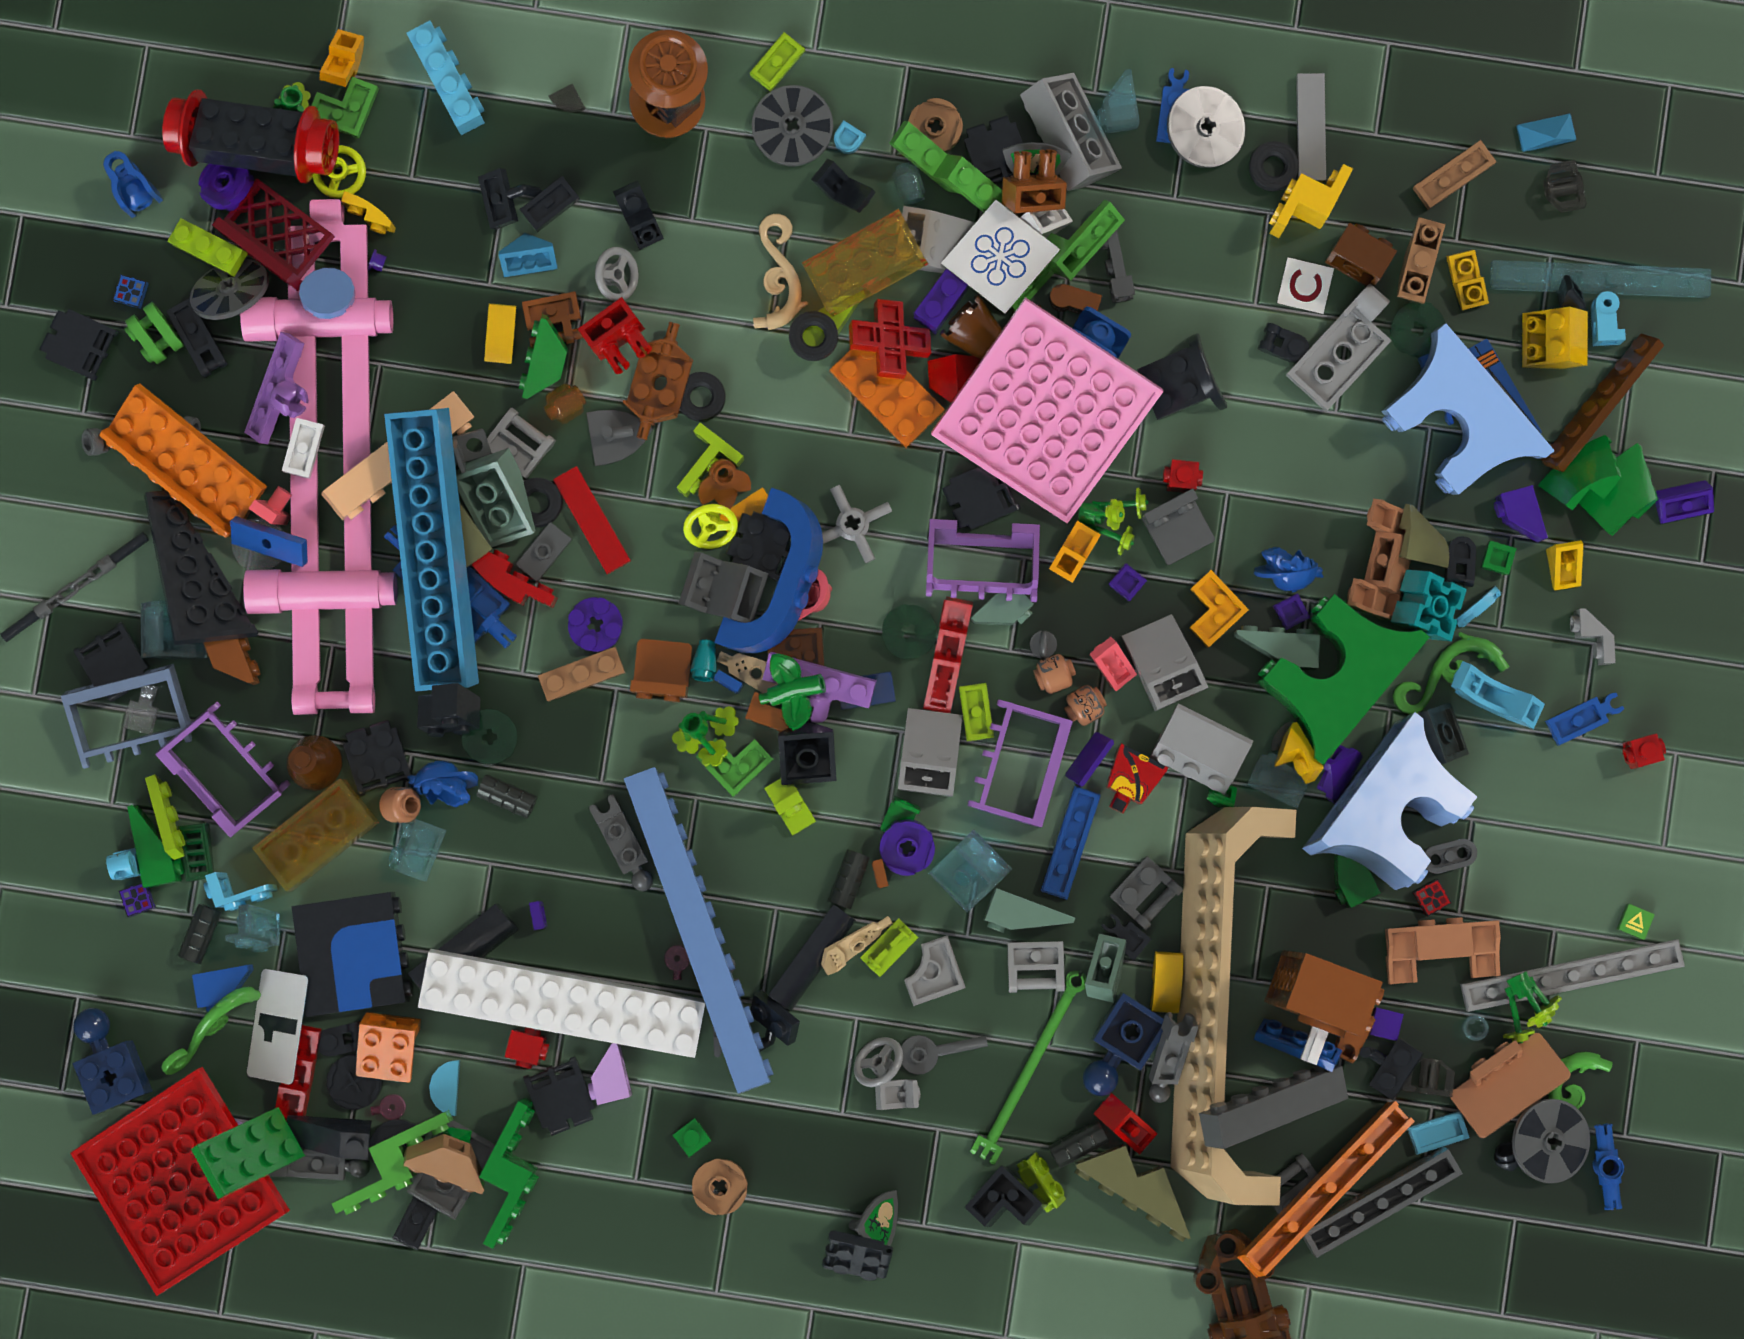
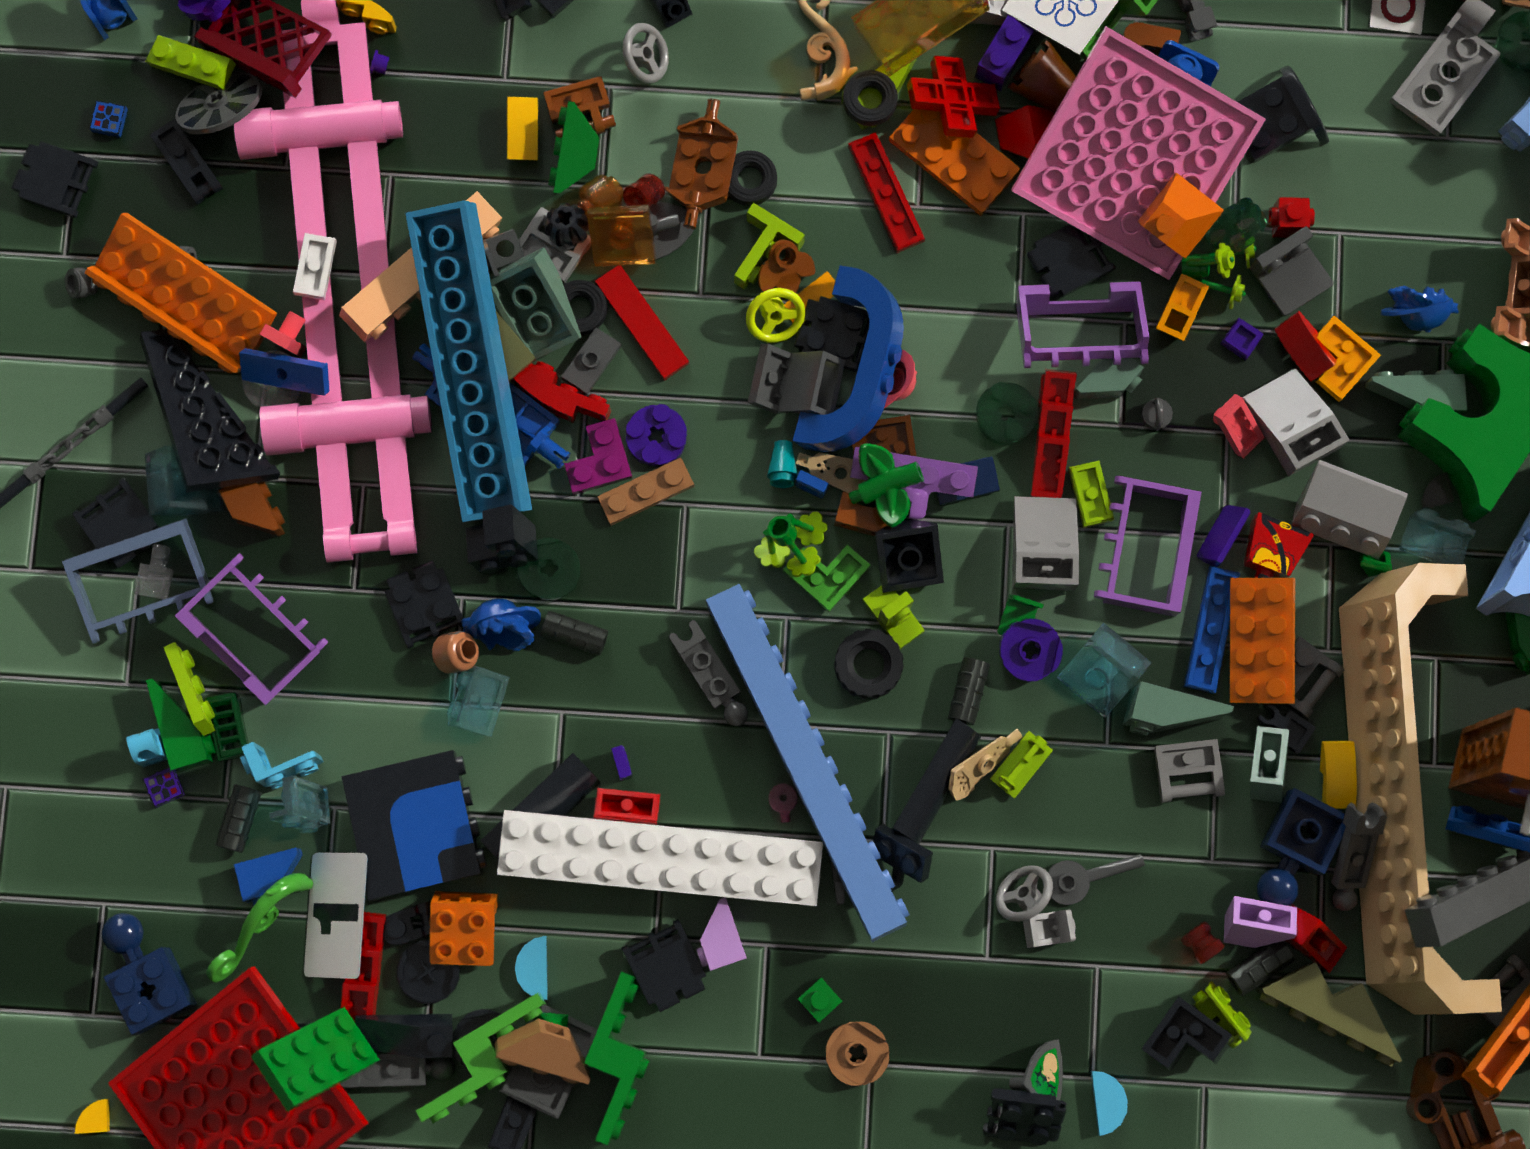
camera: 10 degrees left, 5 degrees down
(56, 1182) = (94, 1118): none -> yellow tile
(138, 331) = (137, 178): bright green brick -> none
(278, 390) = (281, 207): medium lavender plate -> none
(314, 762) = (353, 616): reddish brown cone -> none
(315, 835) = (362, 694): clear yellow brick -> none
(327, 293) = (328, 96): medium blue tile -> none
(384, 1107) = (465, 997): clear pink piece -> none
(527, 256) = (545, 44): dark azure slope -> none
(527, 1047) = (623, 913): red brick -> none
(537, 436) = (566, 225): none -> black piece
(538, 954) = (627, 806): none -> red slope
(549, 647) = (606, 465): none -> magenta plate
(579, 442) = (621, 235): none -> clear orange tile
(601, 405) = (646, 191): none -> clear red wheel
(613, 329) = (648, 111): red brick -> none
(661, 670) = (735, 478): dark orange bracket -> none
(748, 831) = (868, 687): none -> black tyre
(822, 420) = (886, 192): none -> red tile
(856, 514) = (934, 290): light grey bar -> none
(879, 873) = (1003, 682): dark orange tile -> none
(934, 1248) = (1109, 1102): none -> medium azure tile
(936, 974) = (1077, 788): light grey tile -> none
(990, 1142) = (1158, 975): bright green hinge -> none
(1030, 1118) = (1202, 942): none -> clear red wheel
(1054, 673) = (1173, 444): nougat head -> none
(1079, 470) = (1180, 215): none -> orange slope
(1080, 1107) = (1258, 922): none -> lavender slope
(1085, 705) = (1212, 475): nougat head -> none
(1112, 858) = (1262, 640): none -> orange plate
(1138, 473) = (1243, 215): none -> clear green plate
(1179, 594) = (1304, 347): none -> red slope
(1291, 611) = (1426, 354): dark purple tile -> none
(1293, 345) = (1393, 68): black plate -> none
(1297, 749) = (1457, 500): yellow slope -> none
(1339, 772) = (1503, 524): dark purple slope -> none

